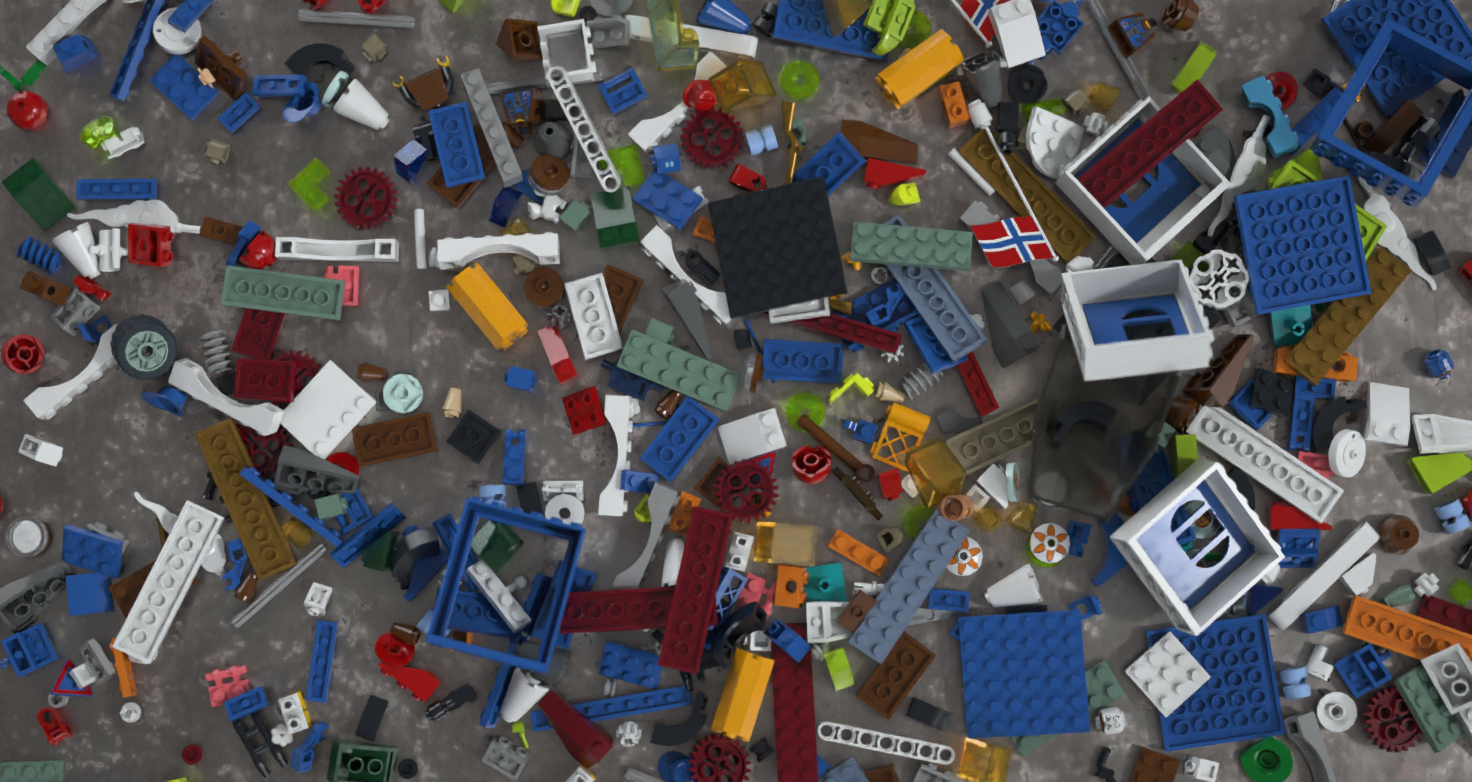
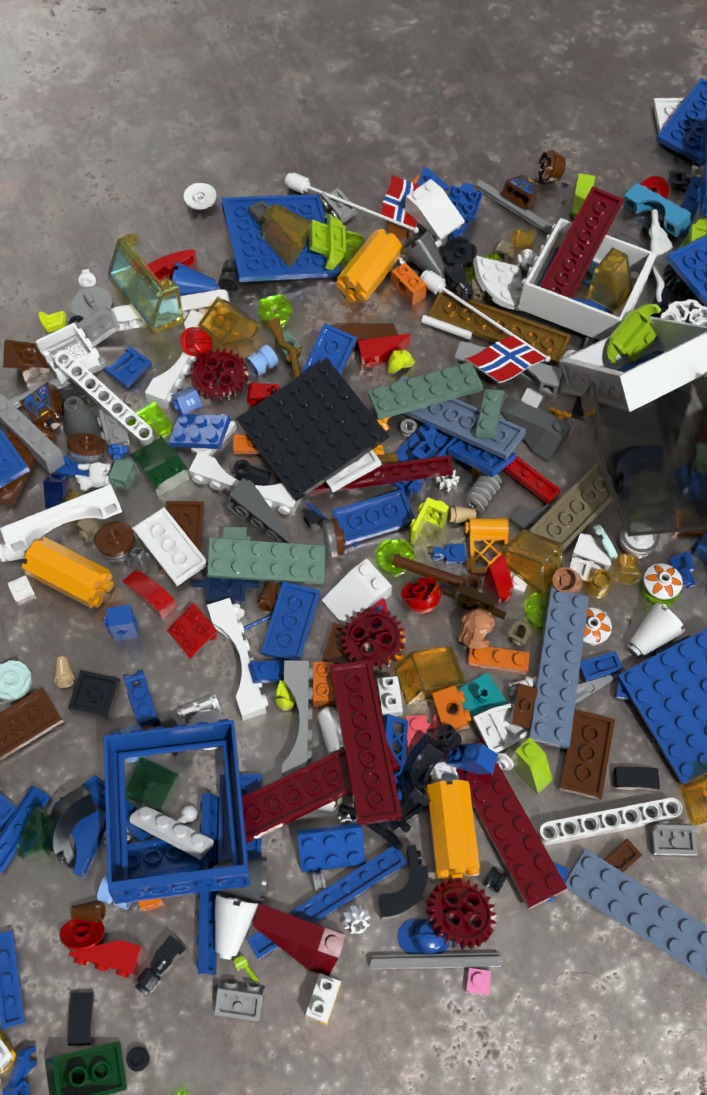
camera: 25 degrees left, 20 degrees down
(579, 189) = (118, 451): none -> blue plate
(774, 608) = (448, 737): none -> black wheel
(846, 518) = (474, 627): none -> nougat helmet
(960, 305) = (490, 414): none -> sand green plate
(1149, 276) = (633, 334): none -> lime plate
(1167, 196) = (611, 281): none -> clear yellow slope

